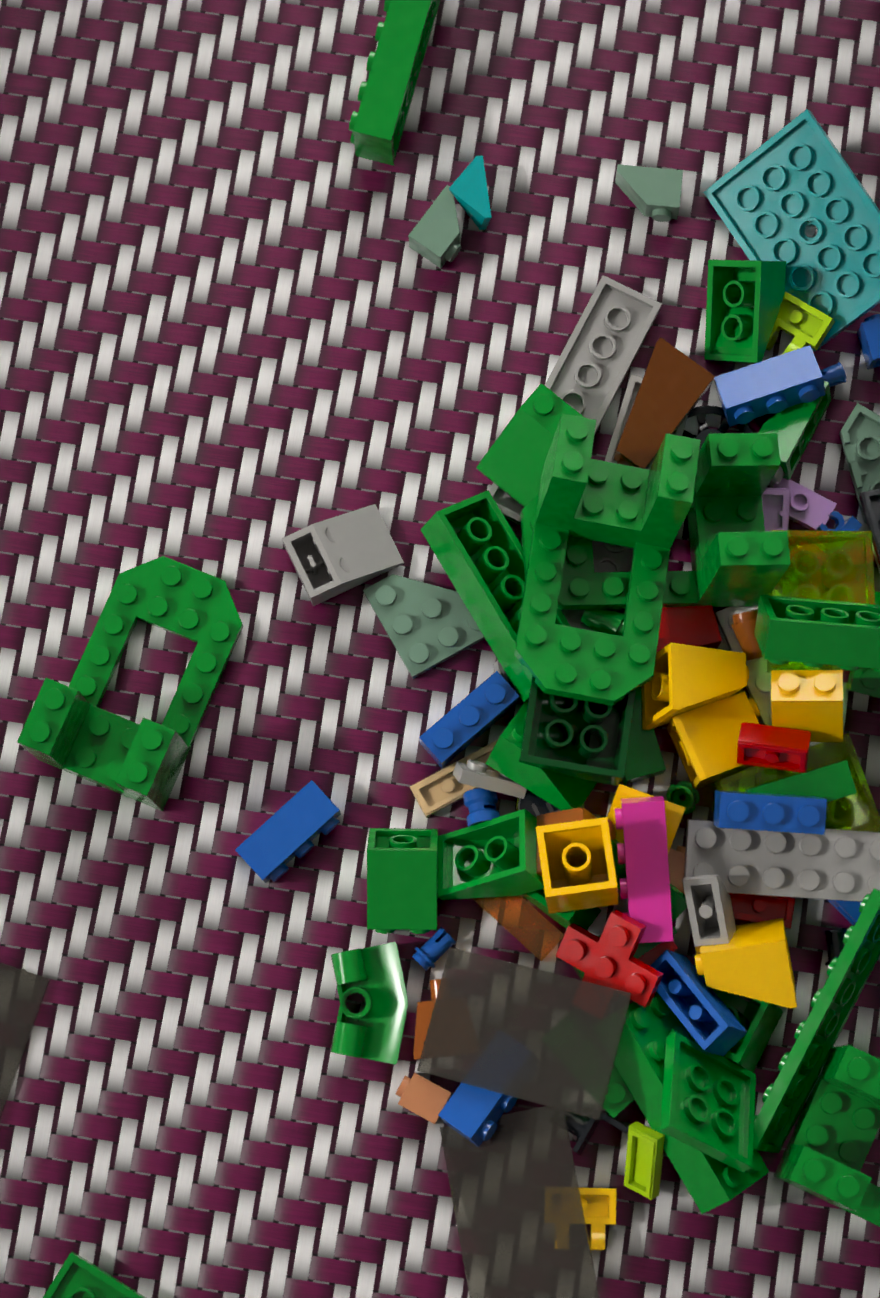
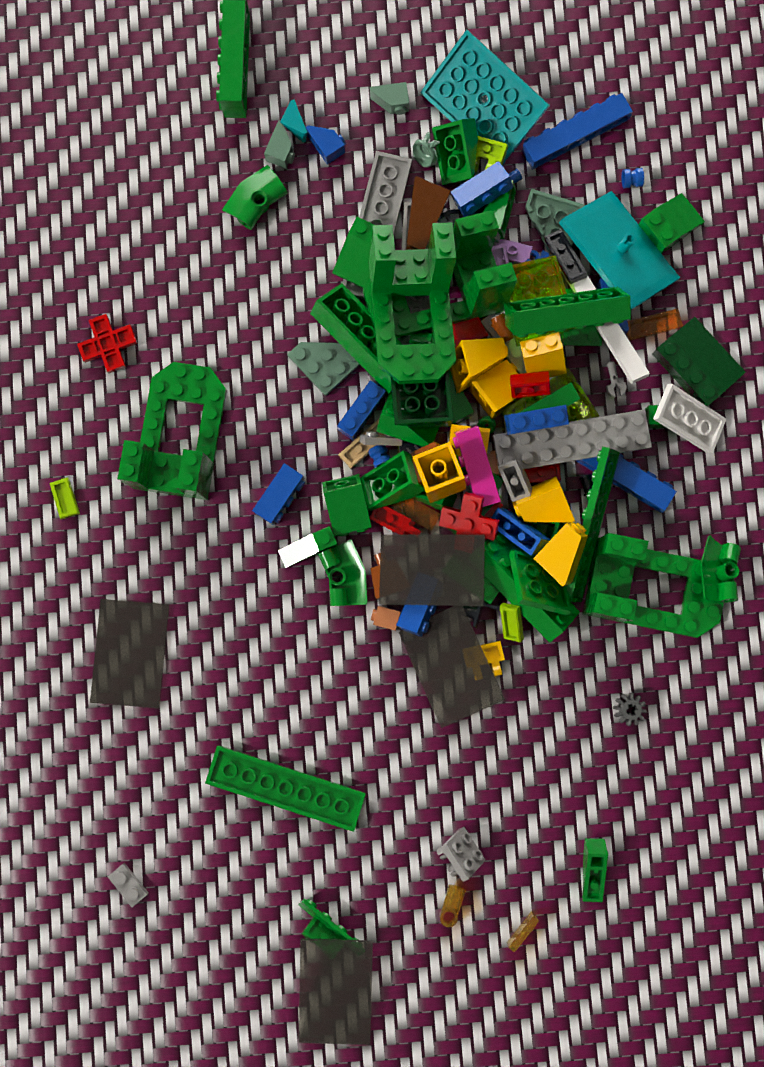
camera: 10 degrees left, 5 degrees up
(57, 497) = (107, 343): none -> red plate
(317, 937) = (308, 547): none -> slope
(342, 553) = (270, 336): light grey slope -> none
(390, 288) = (260, 185): none -> green panel
(433, 949) = (372, 538): blue pin -> none
(480, 929) = (394, 521): none -> red hinge
(521, 241) = (326, 142): none -> blue slope
(688, 298) = (425, 154): none -> sand green piece
(761, 1061) = (563, 553): none -> yellow slope

